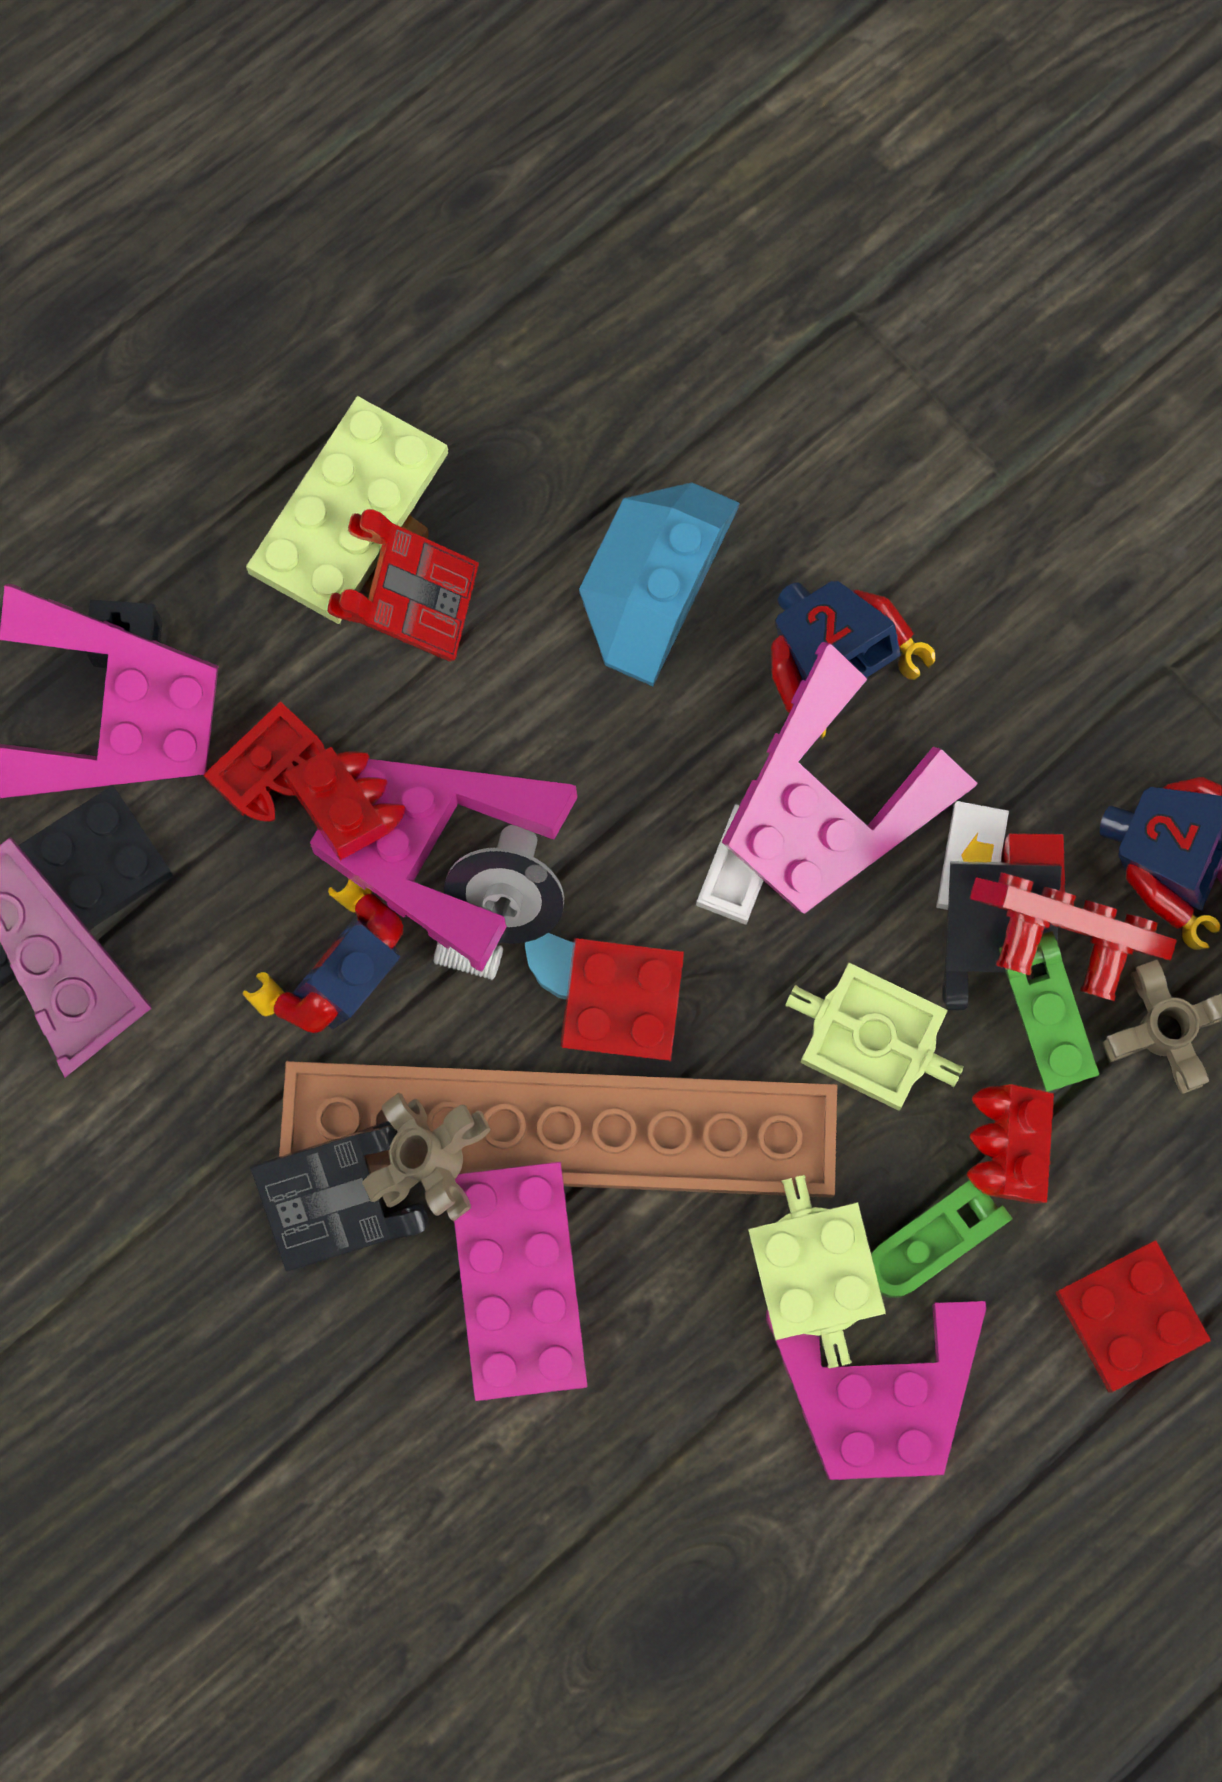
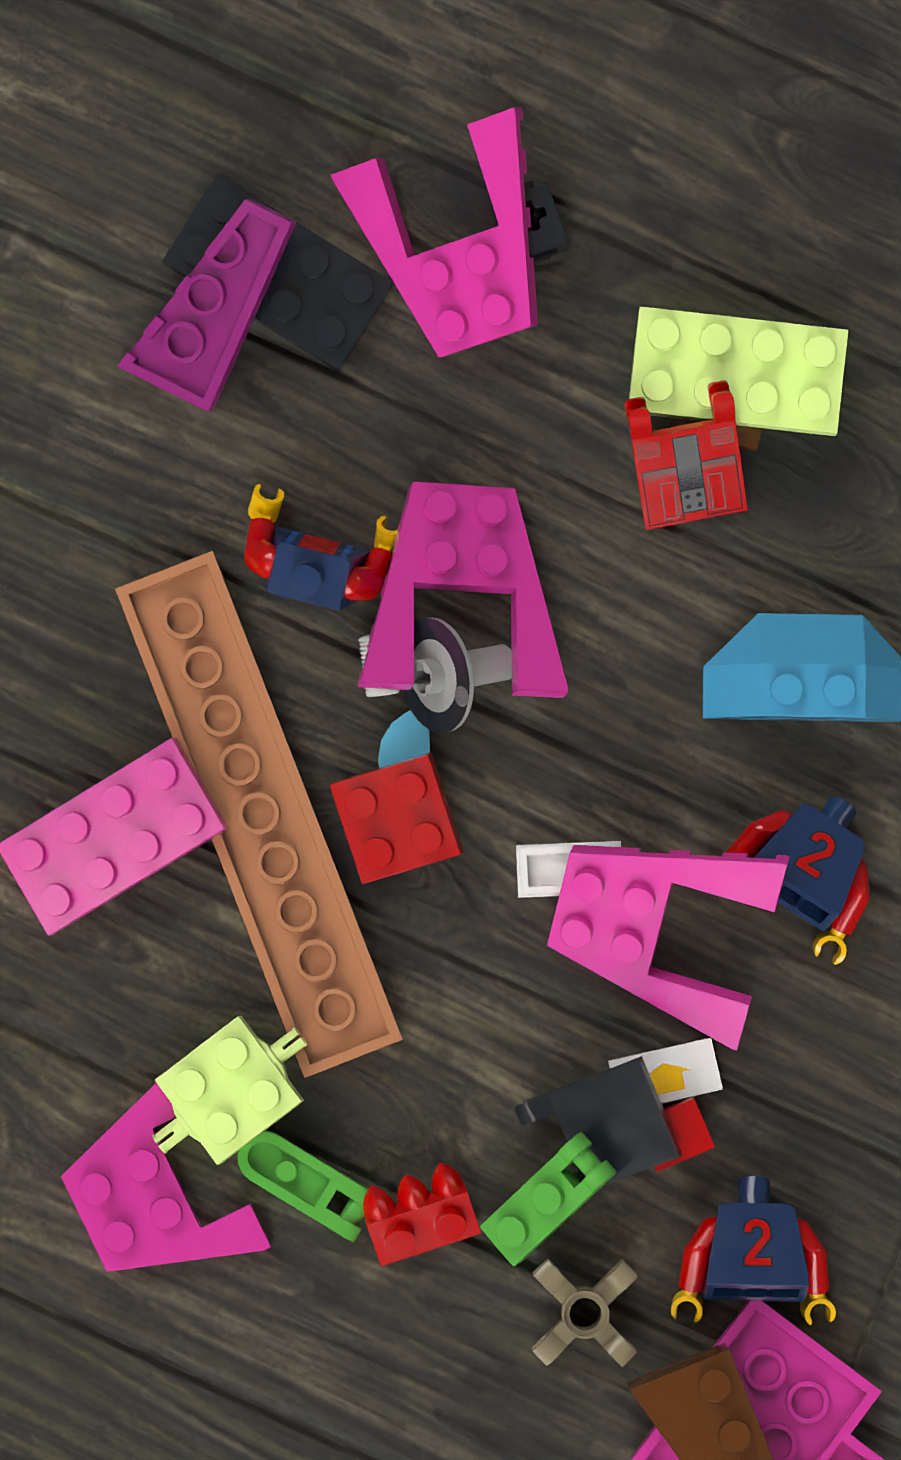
camera: 70 degrees right, 10 degrees up
(259, 763) = (473, 407): red plate -> none
(320, 1201) = (109, 643): black flag -> none
(341, 804) = (459, 494): red plate -> none
(442, 1161) = (180, 727): dark tan pin -> none
(874, 1036) = (462, 1054): yellowish green plate -> none
(1033, 912) = (632, 1170): plate -> none
(1132, 1316) = (315, 1380): red plate -> none

